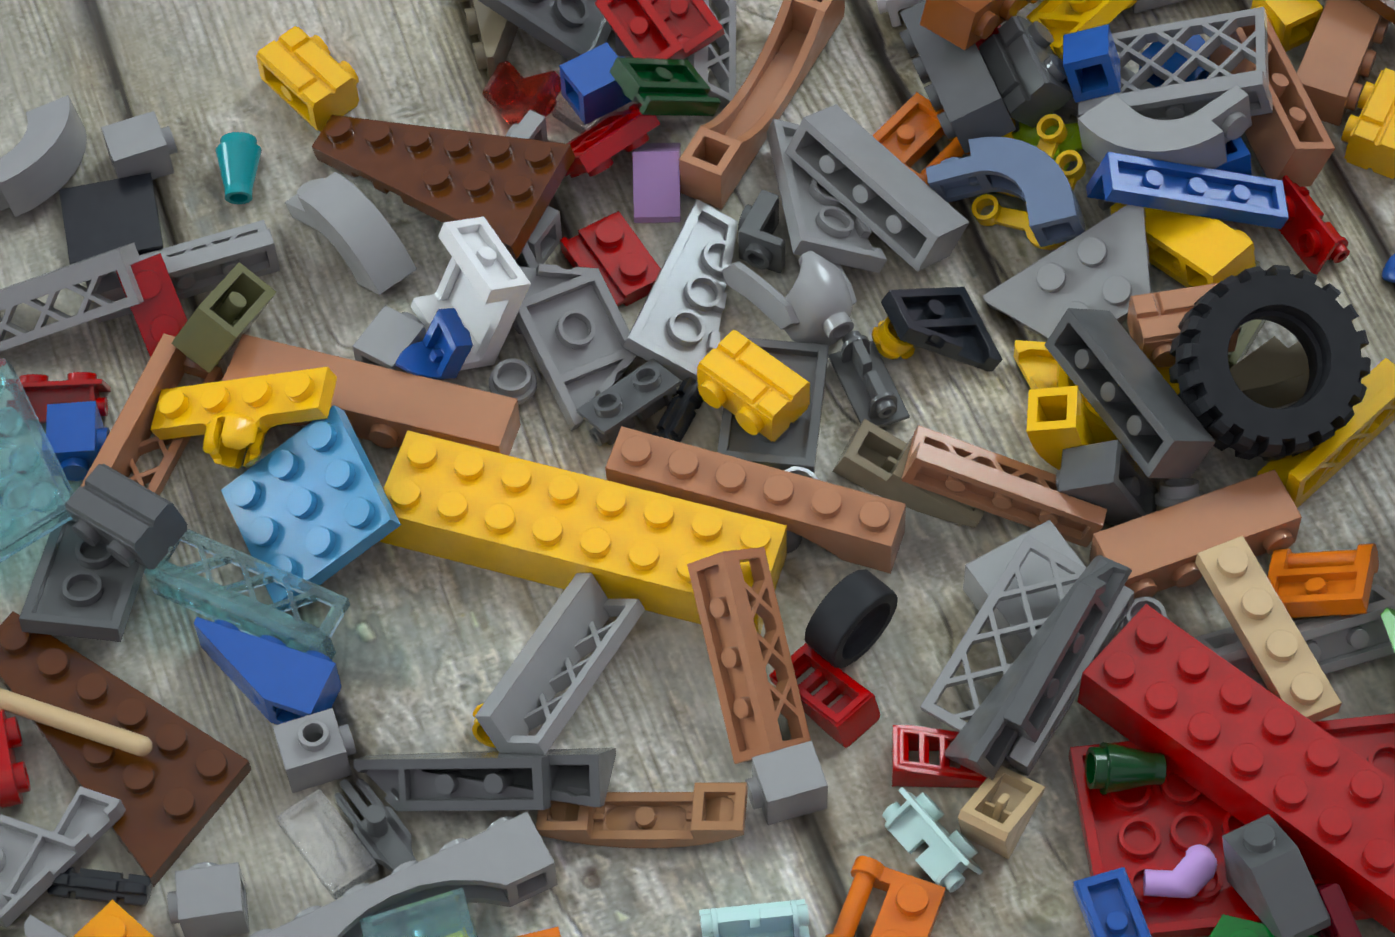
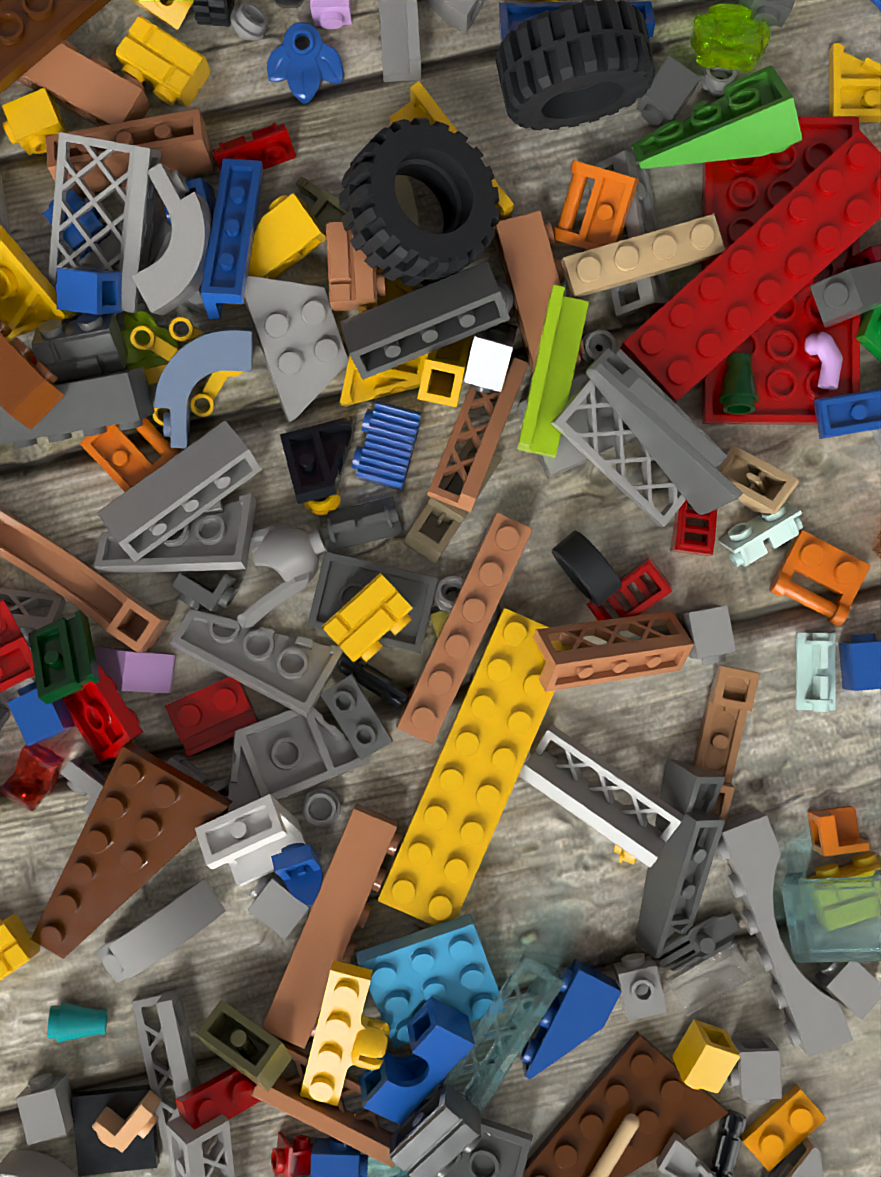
camera: 85 degrees left, 30 degrees up
(125, 222) = (119, 1132): none -> light nougat bracket
(228, 829) = (705, 1056): none -> yellow brick
(241, 509) = (438, 1042): none -> blue arch
(971, 398) = (388, 445): none -> blue brick
(1139, 543) = (552, 372): none -> lime fence

